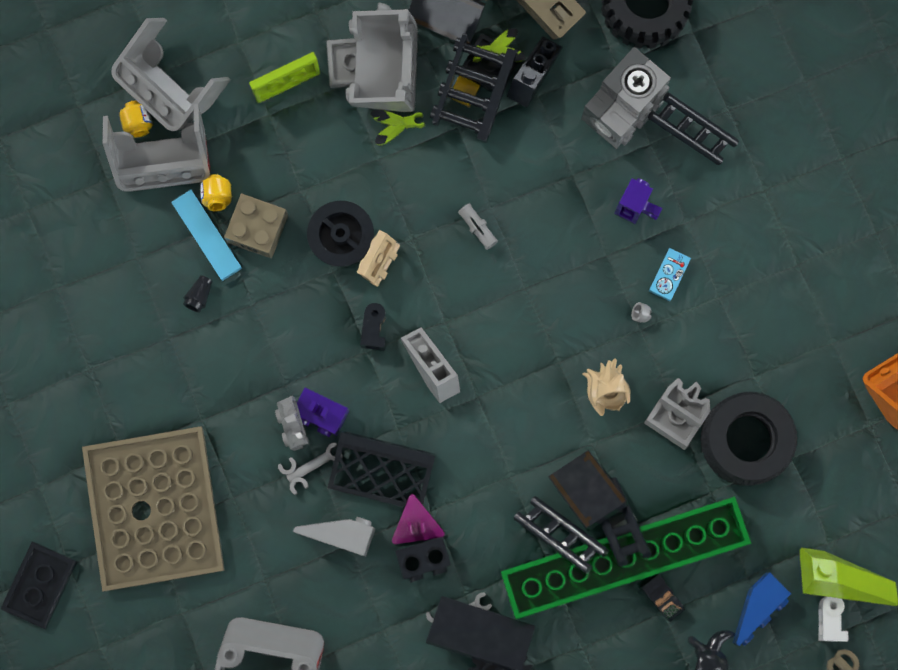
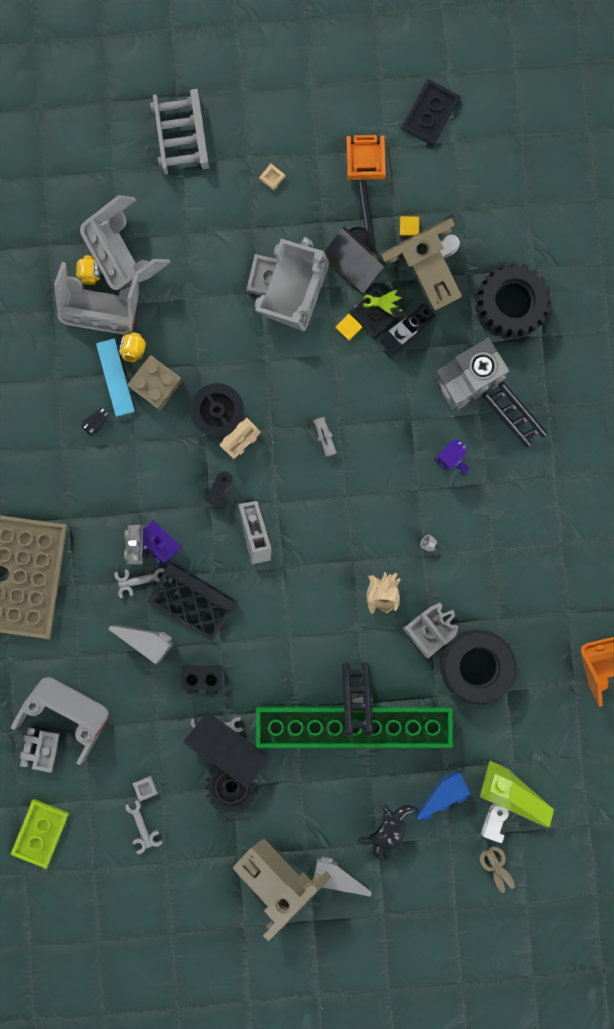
camera: 15 degrees right, 5 degrees up
(285, 77) = (212, 274): lime tile -> none
(396, 122) = (287, 337): lime piece -> none
(416, 524) = (205, 649): magenta piece -> none
(488, 105) = (374, 329): black fence -> none
(561, 547) = (321, 698): black bar -> none
(588, 490) = (342, 667): black tile -> none
(662, 597) = (373, 765): black leg -> none
(669, 274) = (460, 520): medium azure tile -> none

